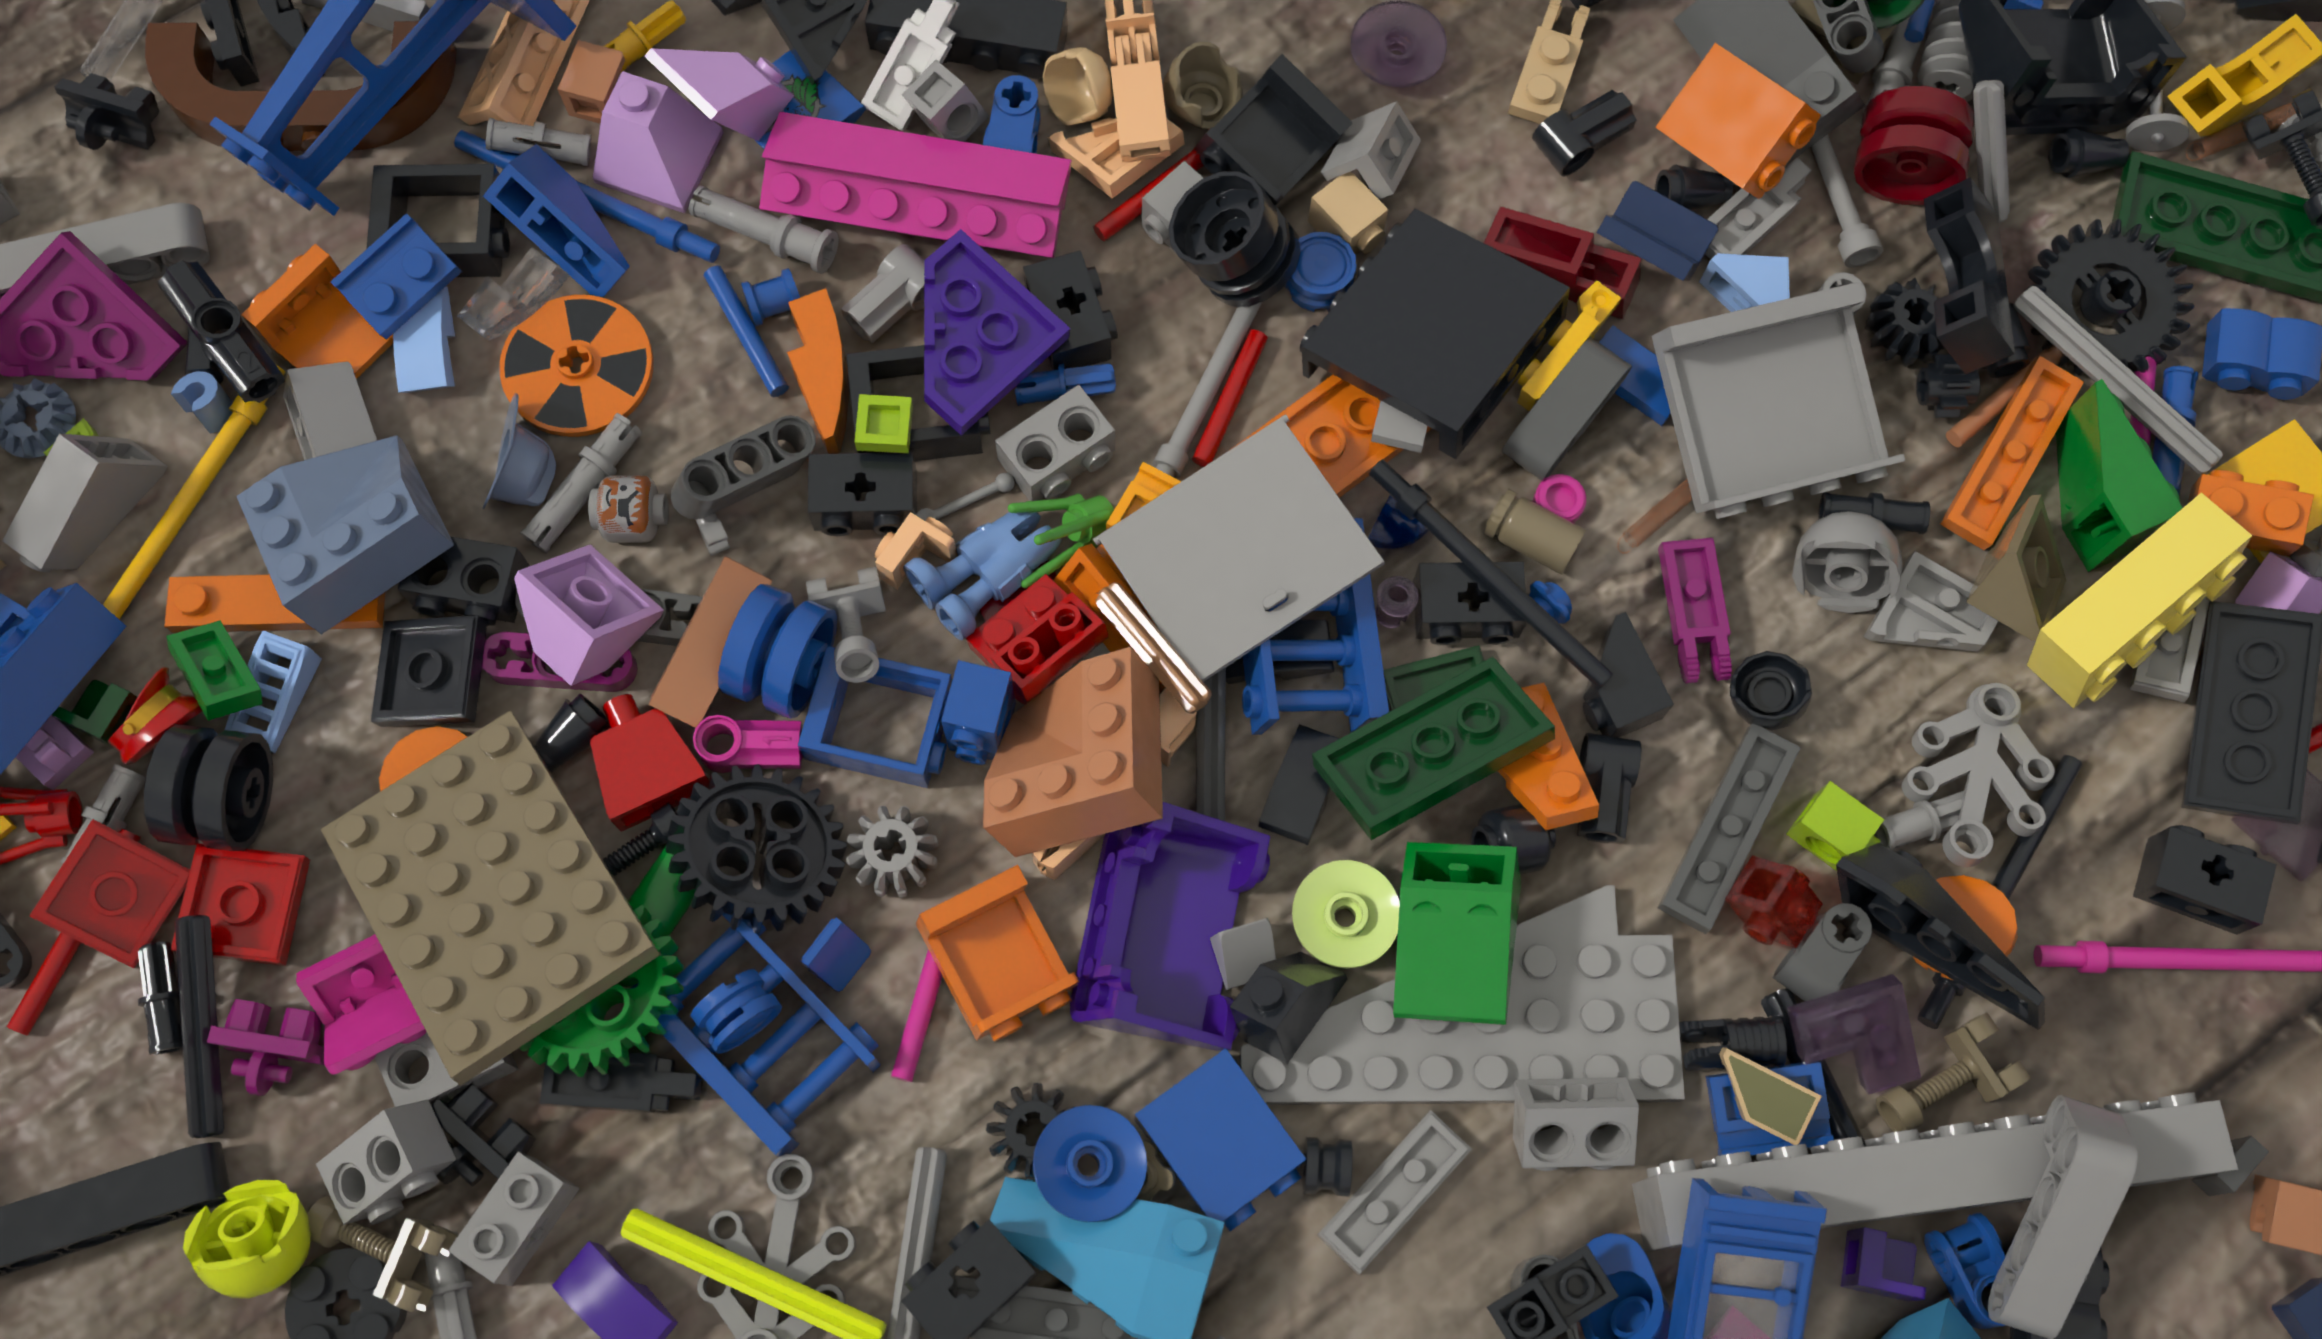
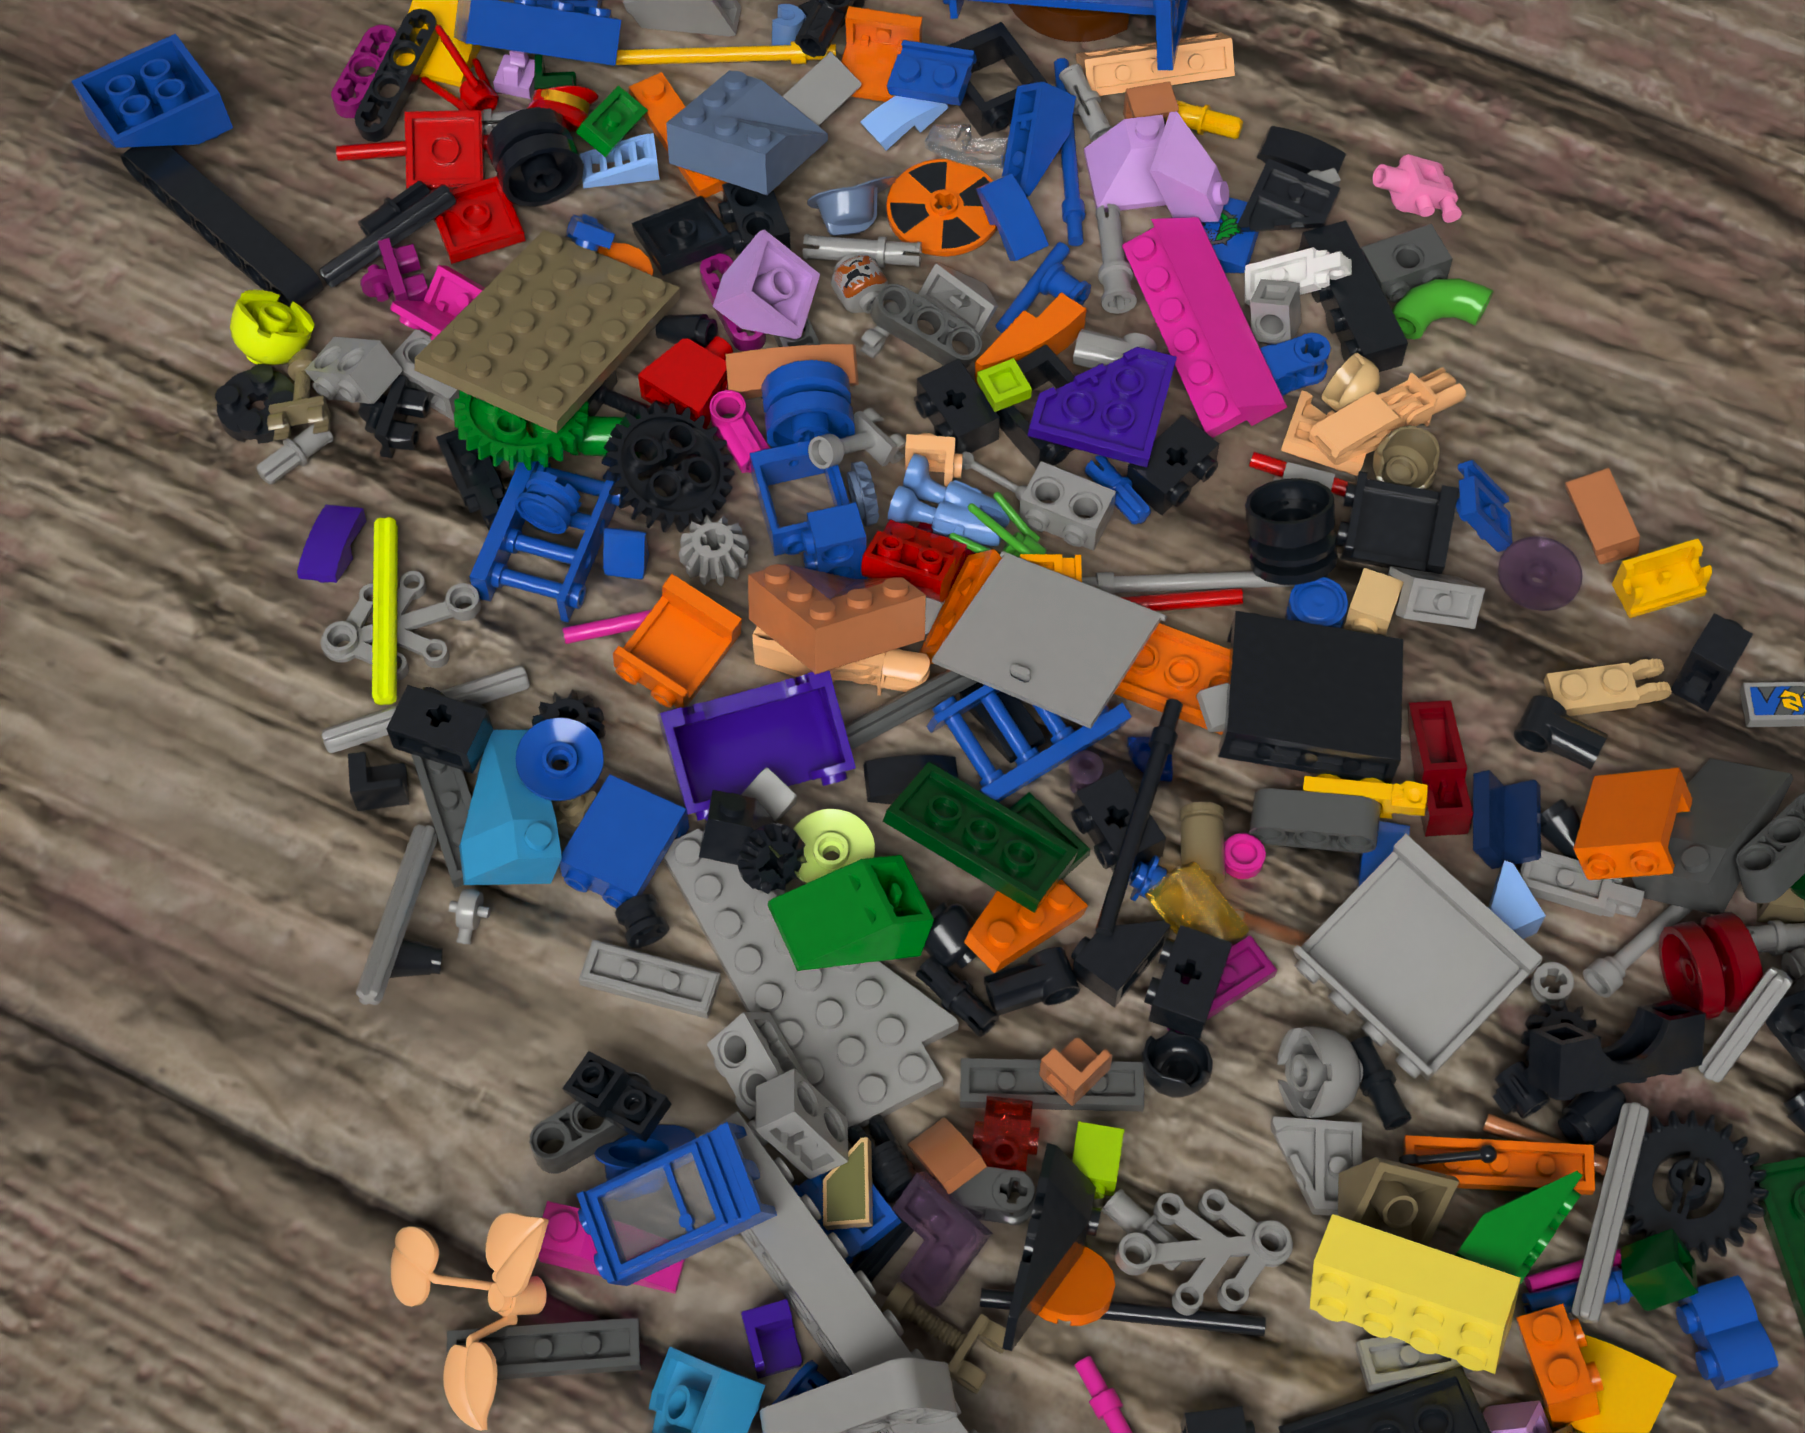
camera: 65 degrees right, 10 degrees down
(363, 777) = (588, 233): none -> blue plate
(513, 1219) = (355, 460): light grey brick -> none
(644, 296) = (1013, 215): none -> blue slope
(714, 413) = (960, 296): none -> light grey slope
(919, 648) = (863, 493): none -> sand blue gear
(1153, 648) = (943, 622): axle -> none
(1304, 49) = (1483, 506): none -> blue plate
(1342, 1001) = (755, 853): none -> black gear
(1583, 870) = (957, 996): none -> black pin
(1613, 578) = (1193, 901): none -> clear yellow panel
(1688, 1111) = (801, 1124): none -> light grey brick
(1695, 601) = (1187, 1005): none -> black brick
(1741, 792) = (1074, 1069): none -> nougat panel
(1771, 975) = (947, 1155): none -> nougat slope
(2006, 455) = (1486, 1154): none -> black hinge
(2188, 372) = (1659, 1270): none -> dark green panel

